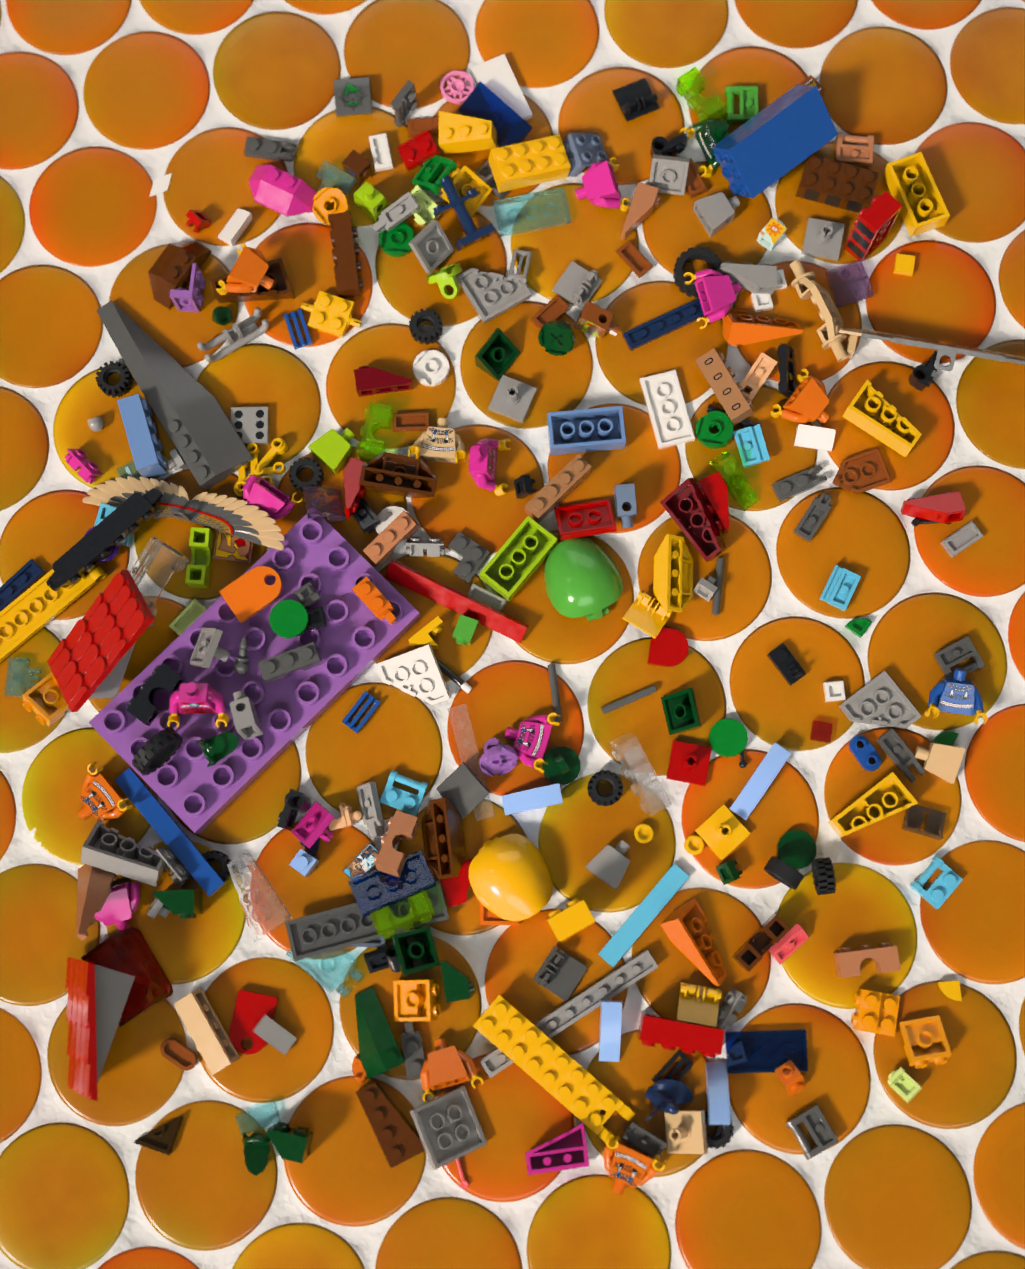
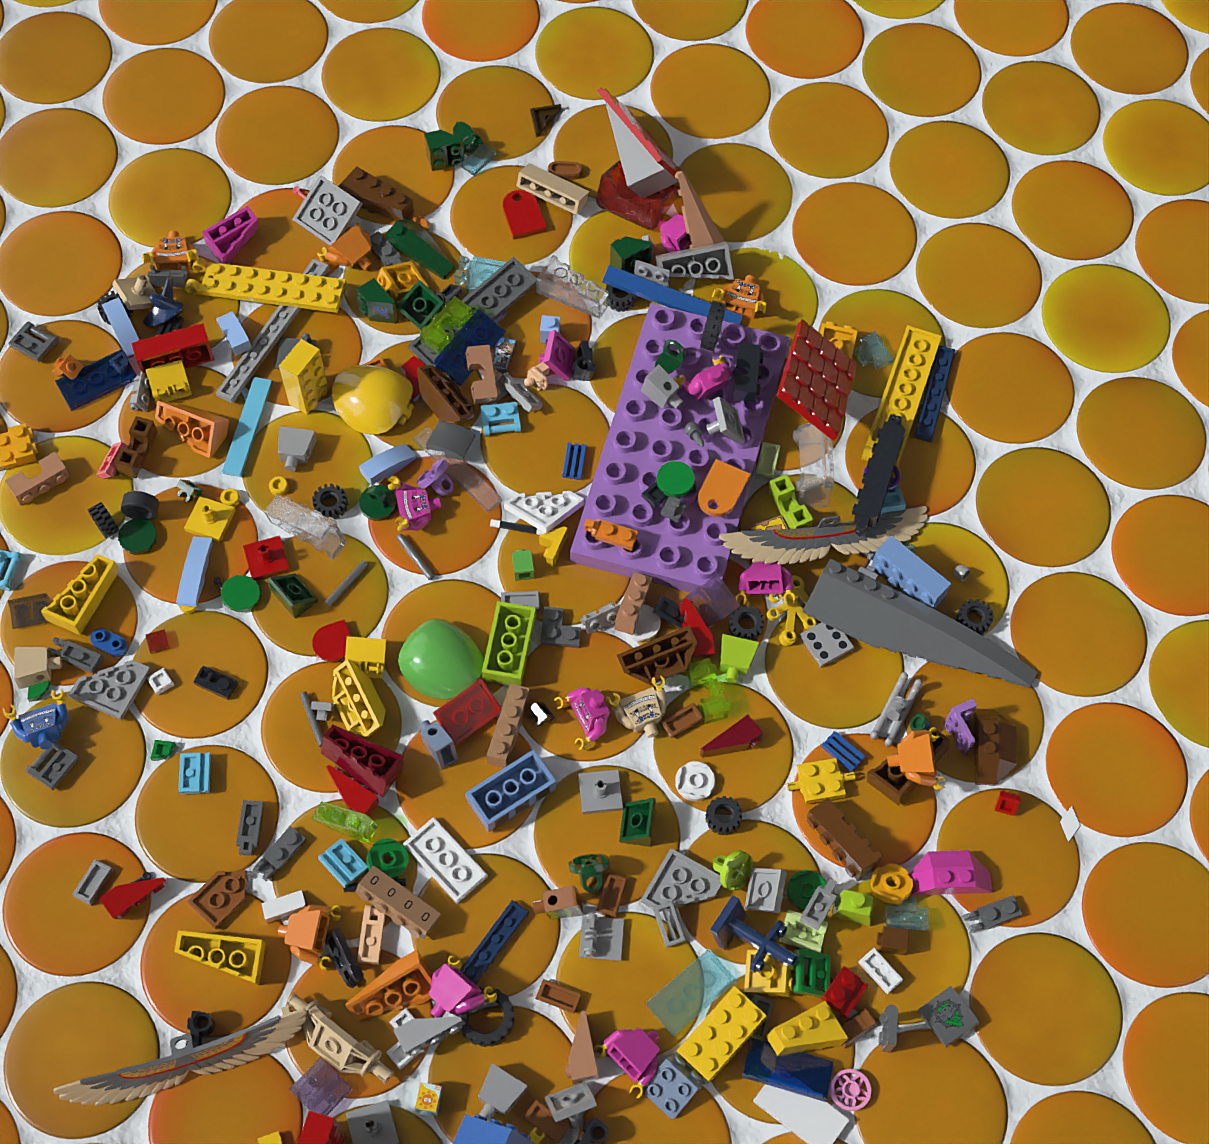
camera: 145 degrees right, 15 degrees down
(77, 458) = (947, 535): dark pink hinge -> none
(235, 227) = (969, 817): white slope -> none
(274, 1034) = (499, 211): light grey tile -> none
(287, 662) = (658, 438): dark grey arch -> none
(456, 601) = (545, 585): red tile -> none

